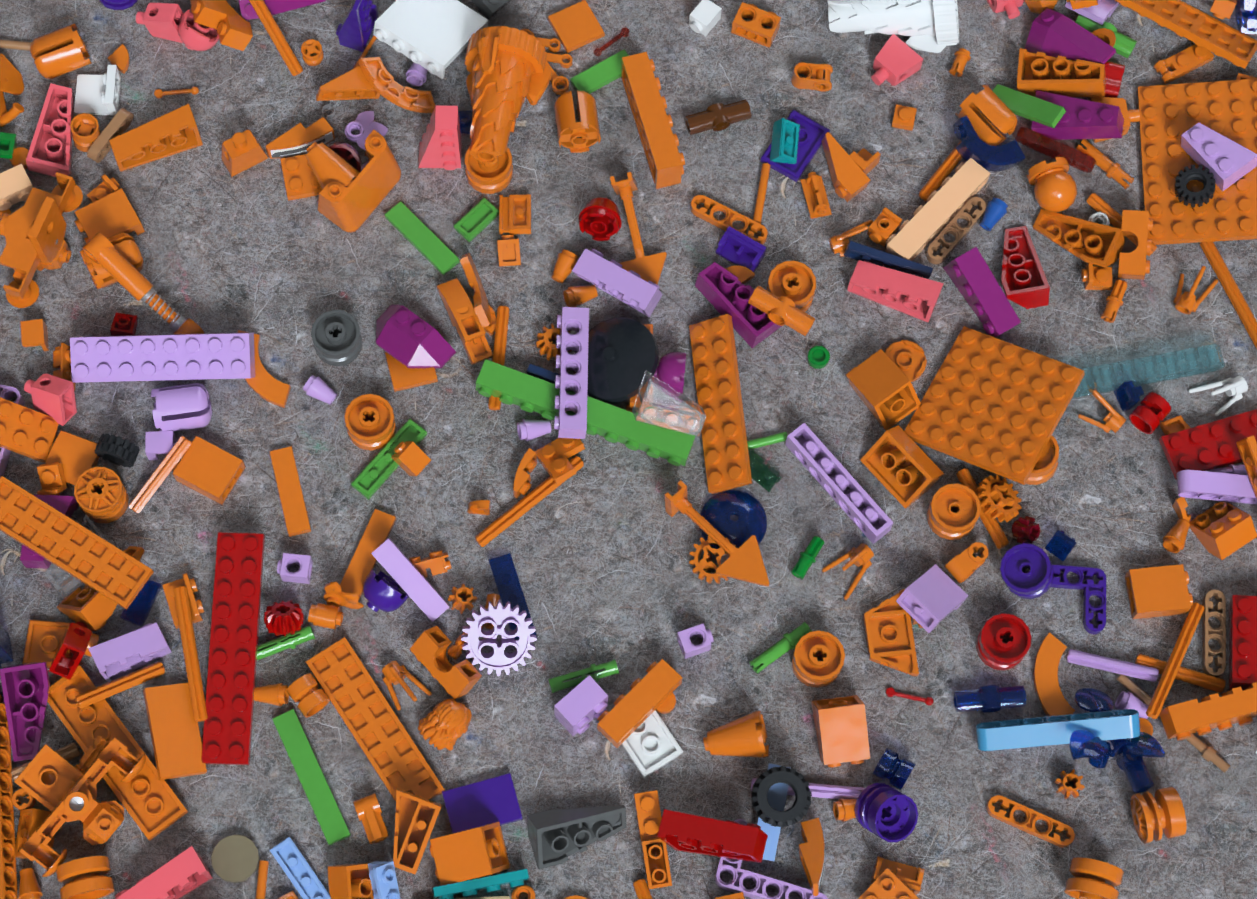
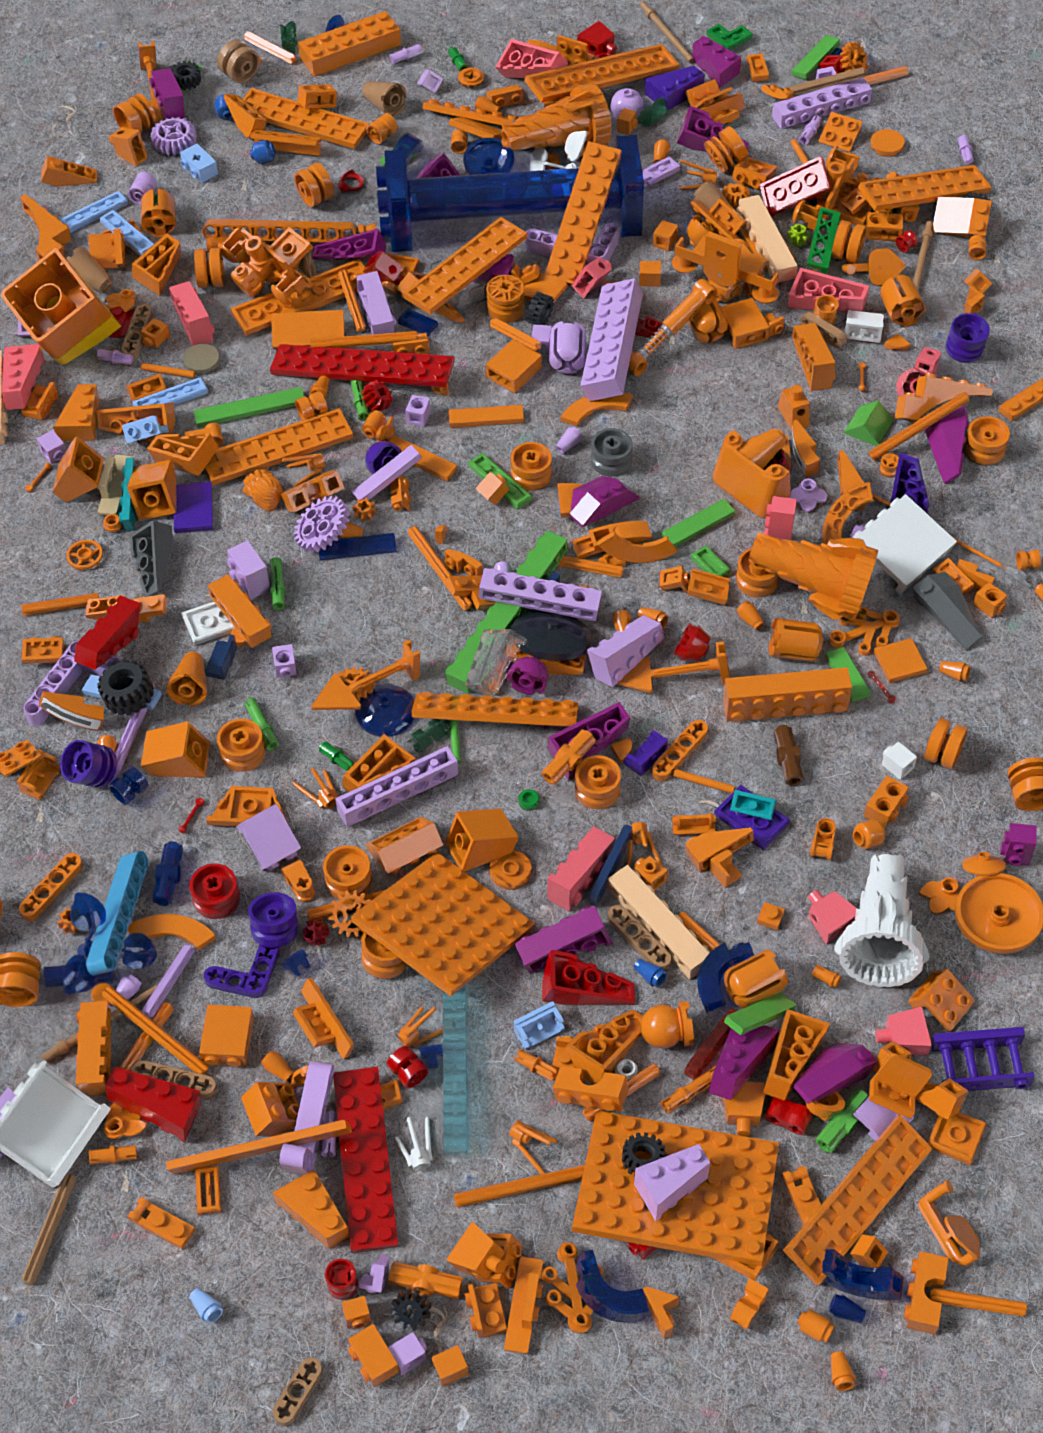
camera: 105 degrees right, 15 degrees down
(250, 79) = (870, 423): none -> bright green slope
(544, 171) = (750, 615): none -> orange cone
(700, 713) = (221, 658): none -> dark blue panel
(797, 36) = (869, 834): none -> orange head
(819, 509) = (378, 761): none -> orange wedge
(1072, 305) = (538, 1025): none -> light blue hinge
(1121, 505) = (320, 1021): none -> orange bracket

